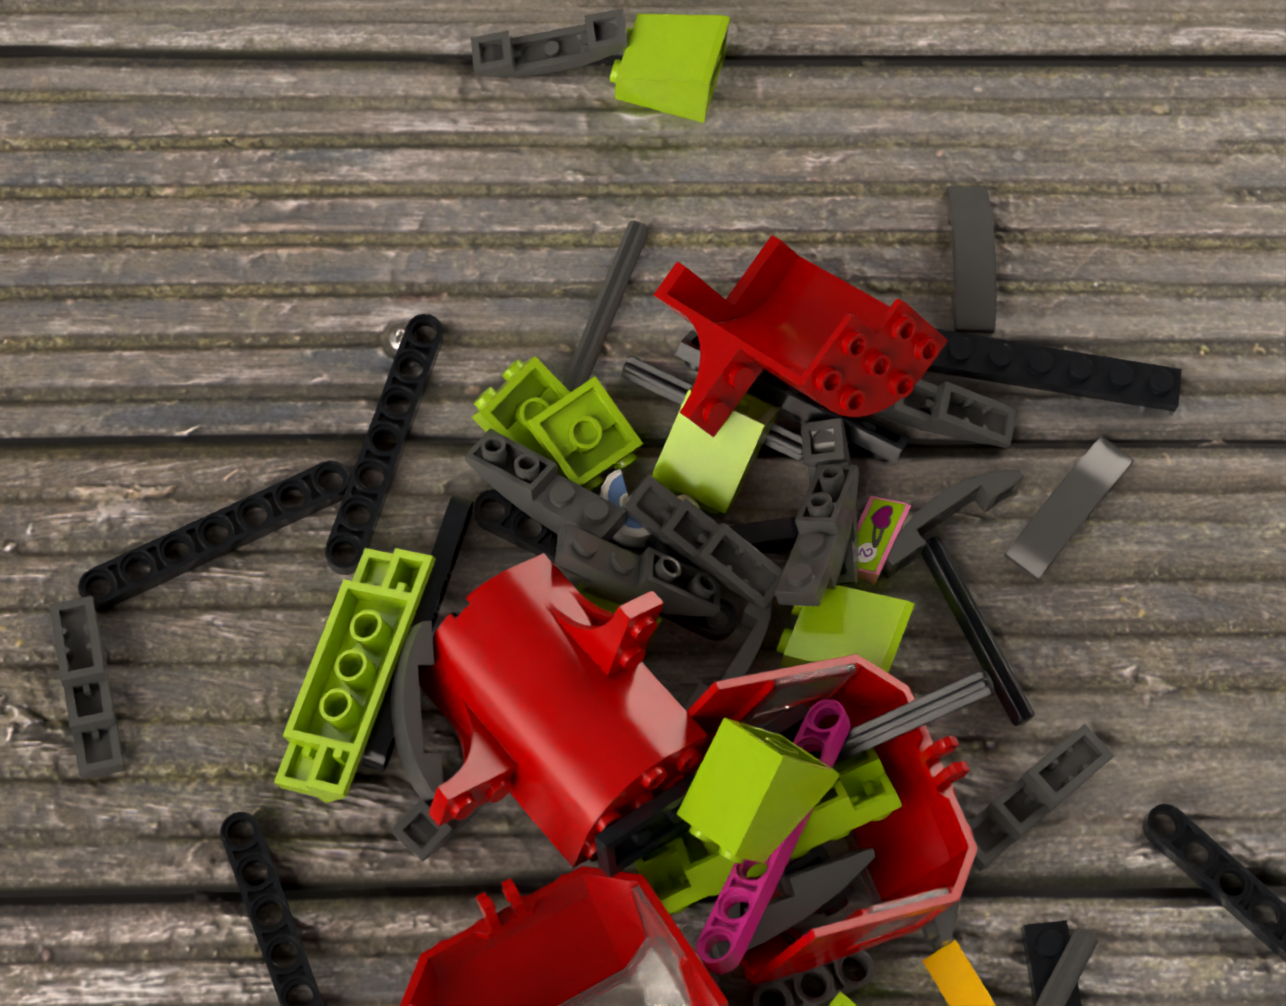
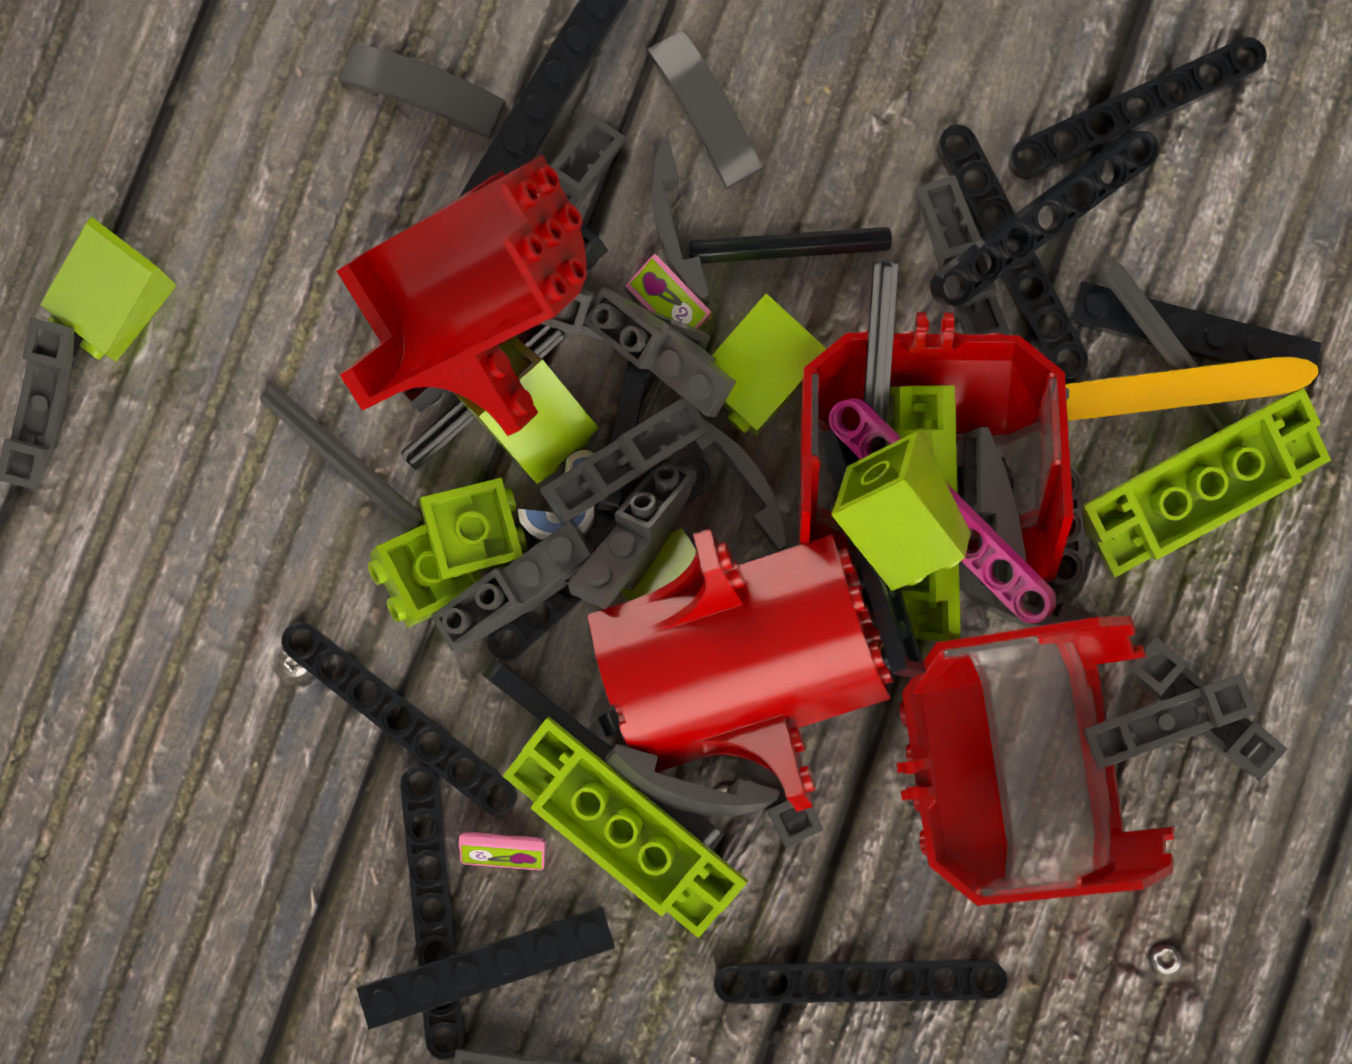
camera: 65 degrees left, 15 degrees up
(179, 597) = (484, 967): none -> black plate
(294, 575) = (502, 850): none -> slope
(1054, 861) = (1030, 267): none -> black beam
(1127, 871) = (1027, 218): none -> black beam

